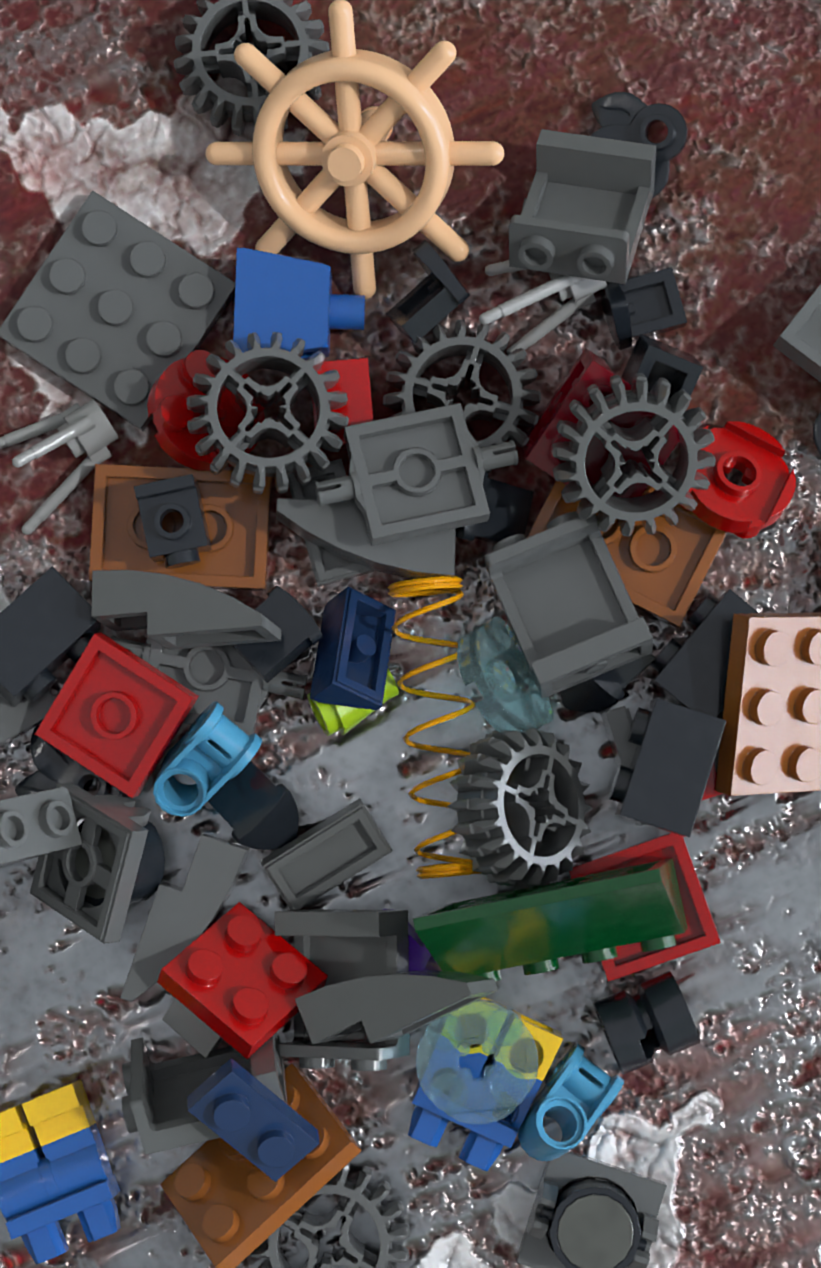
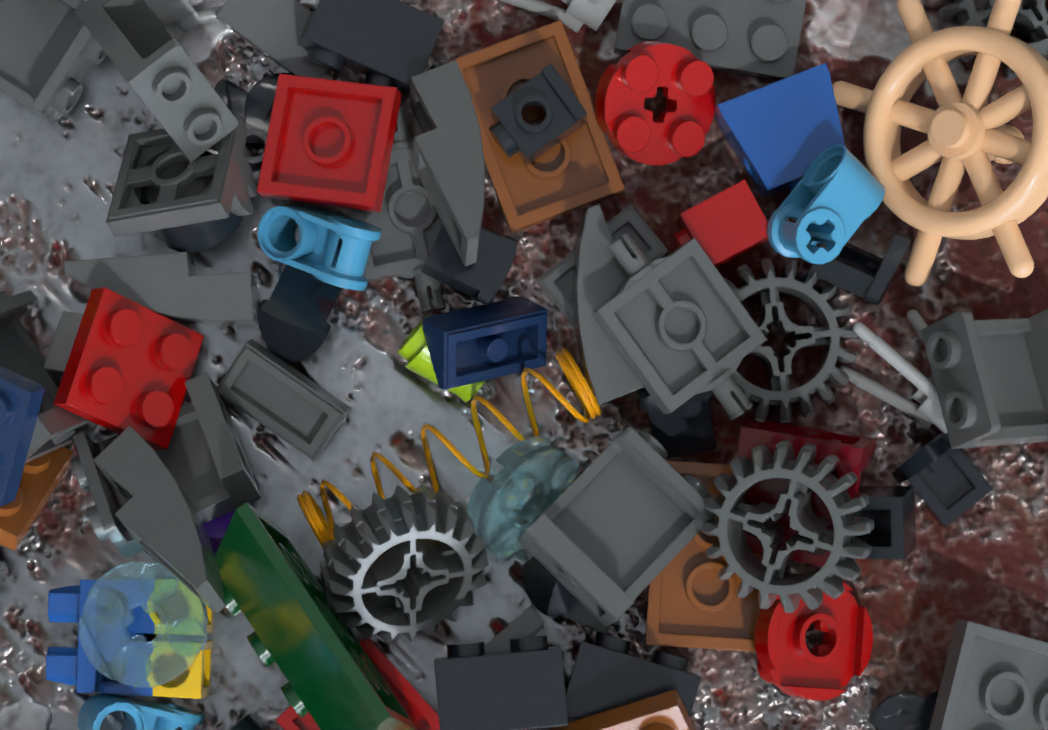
camera: 65 degrees right, 0 degrees up
(302, 375) = (705, 169): dark grey gear -> none
(365, 297) = (828, 207): none -> dark azure piece

